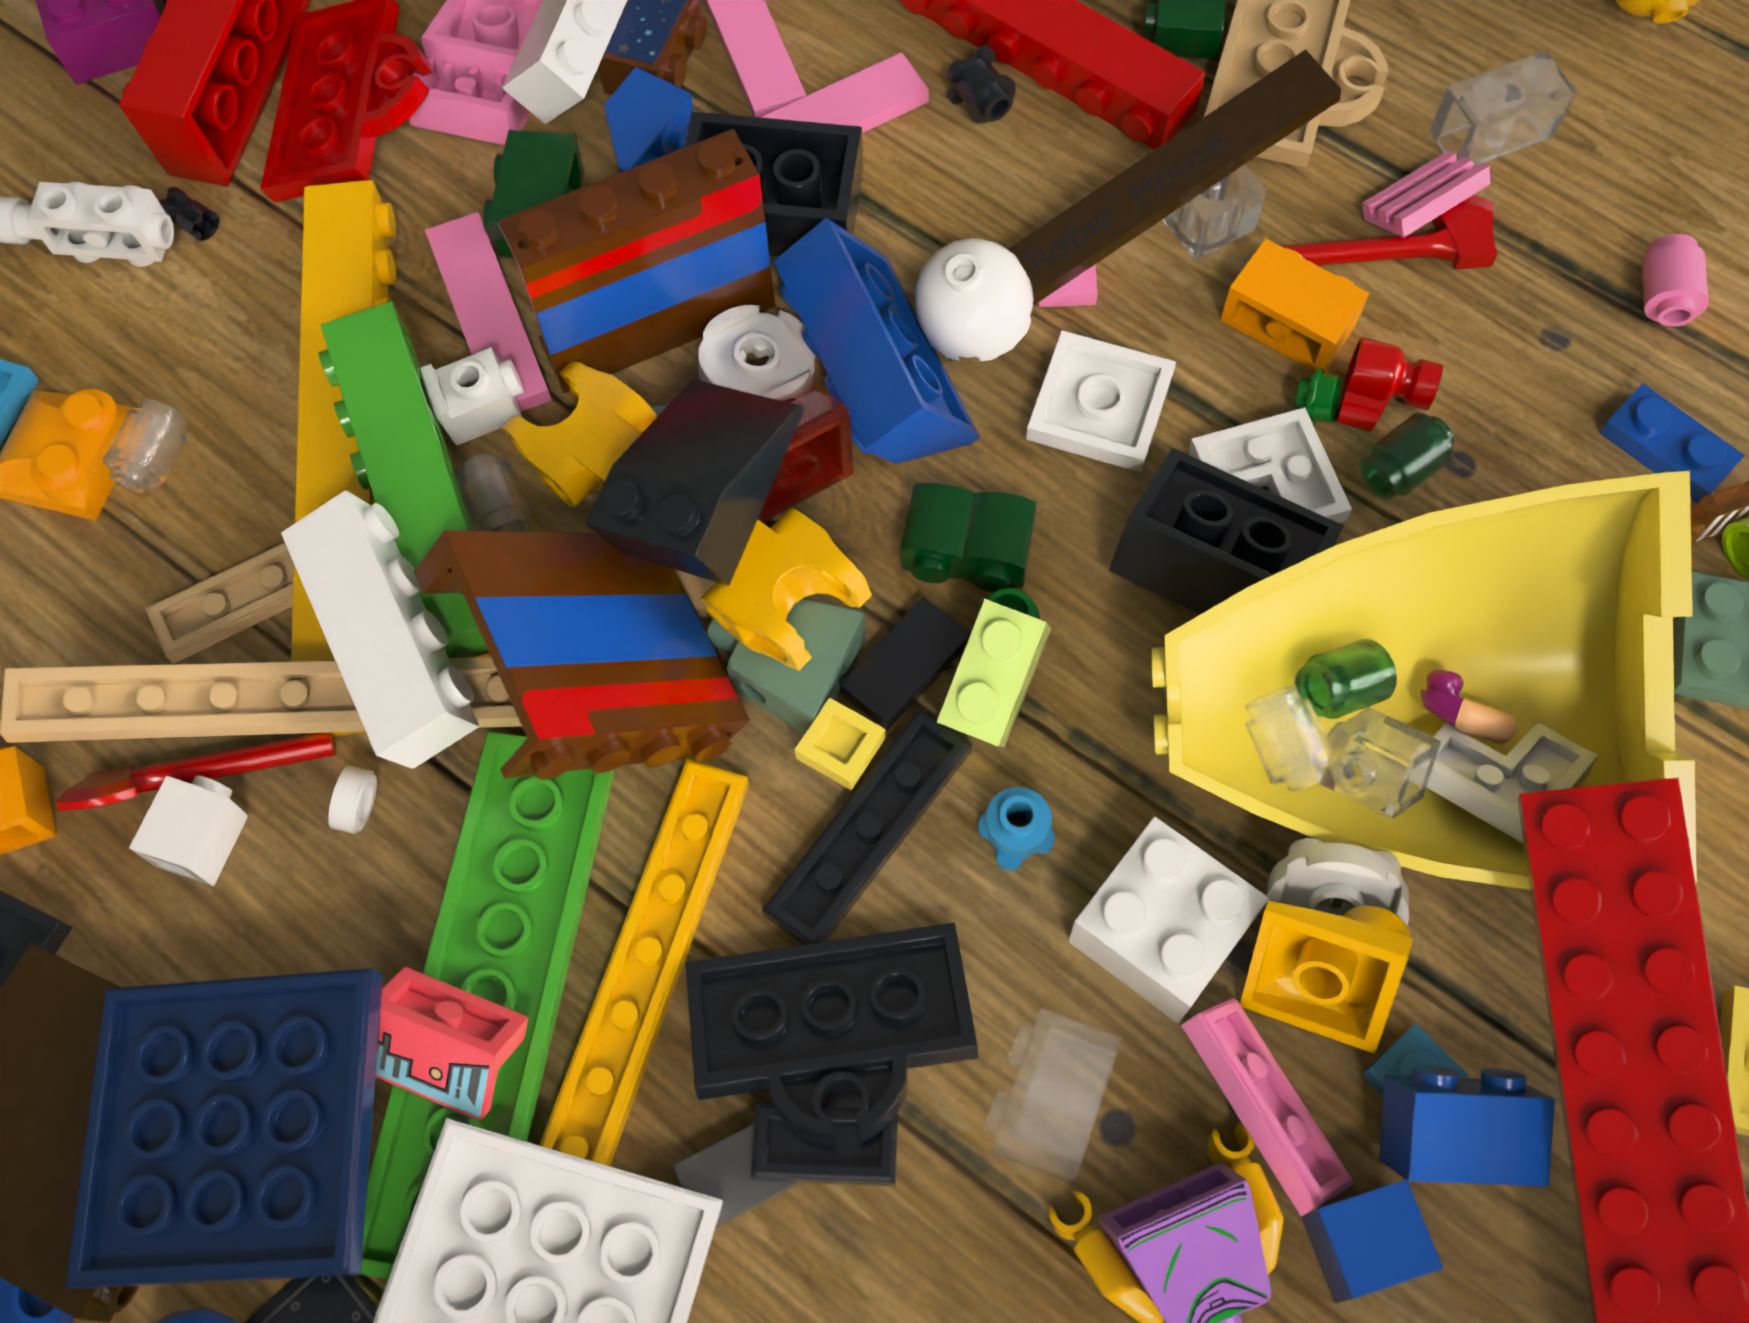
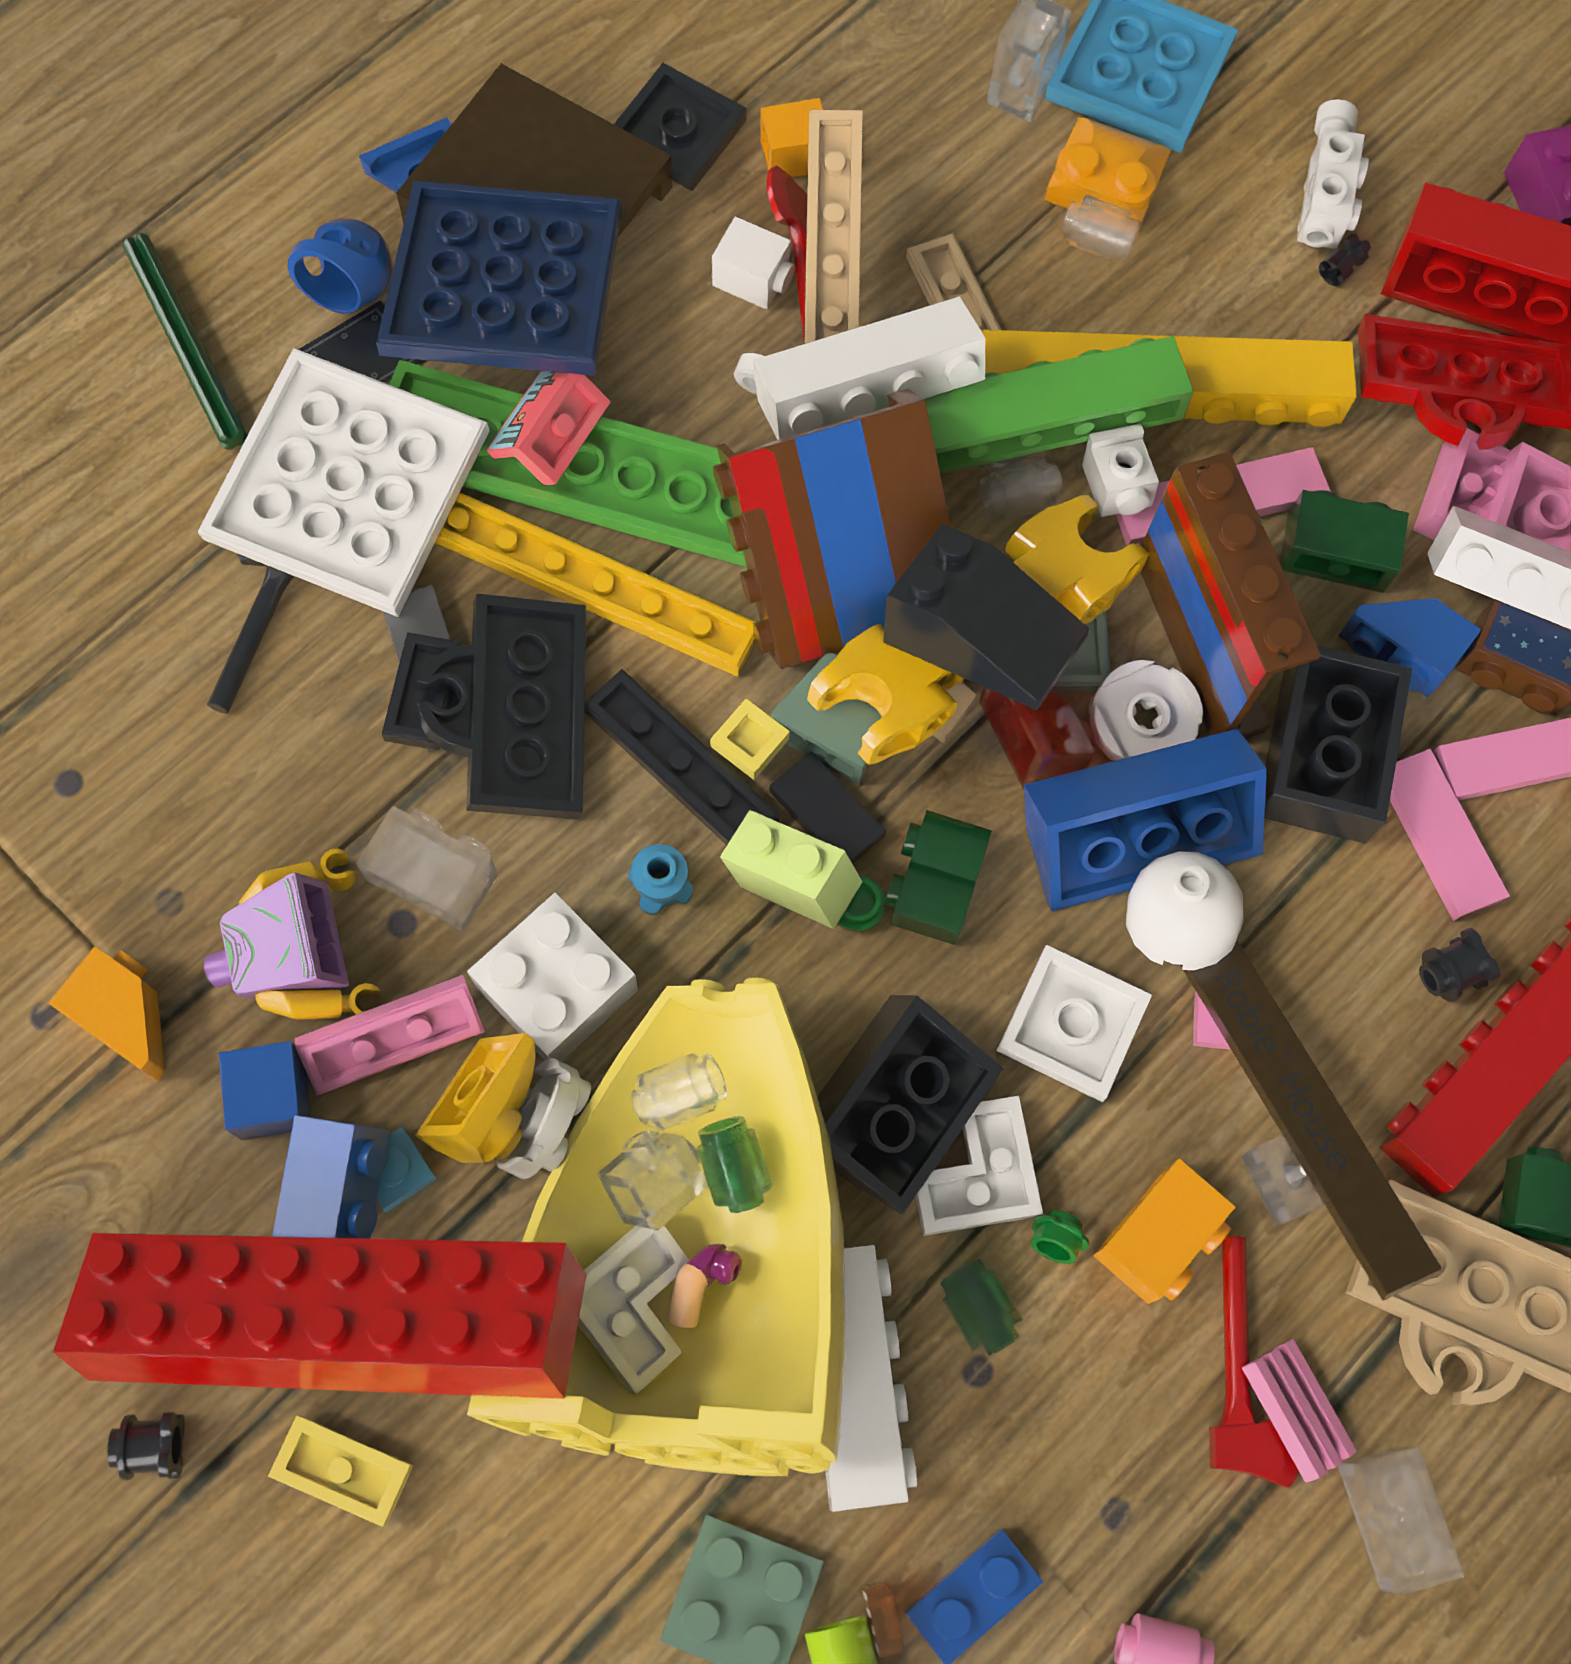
camera: 90 degrees right, 5 degrees up
(1377, 375) = (1077, 1303): red piece -> none

